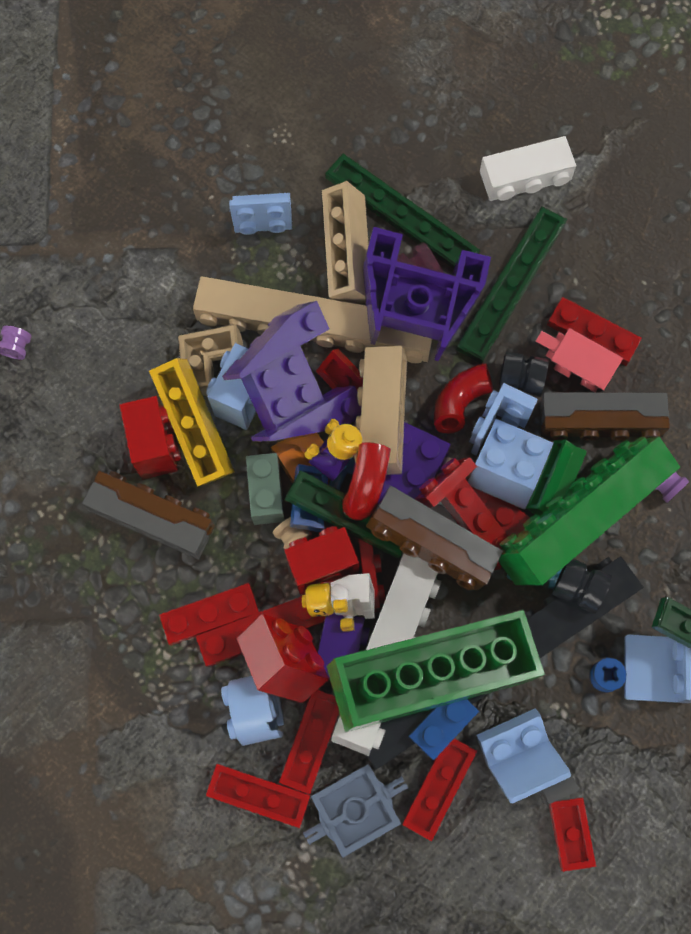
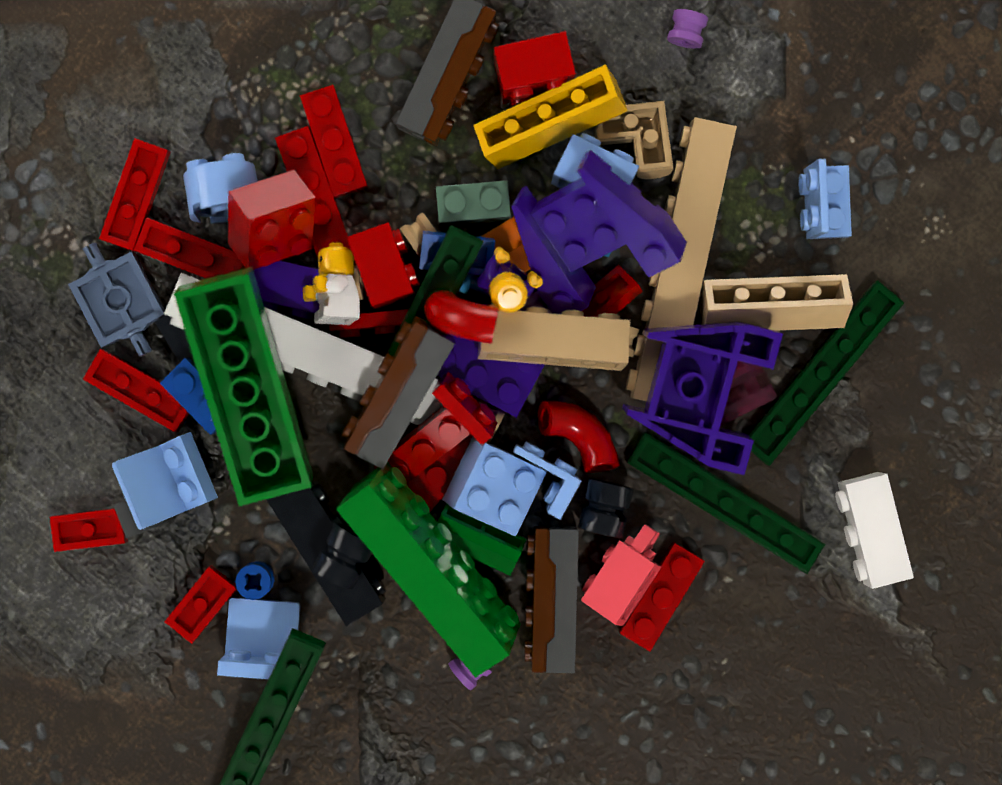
camera: 90 degrees right, 15 degrees up
(118, 320) = (687, 28): none -> medium lavender wheel
(634, 724) = (201, 604): none -> red plate

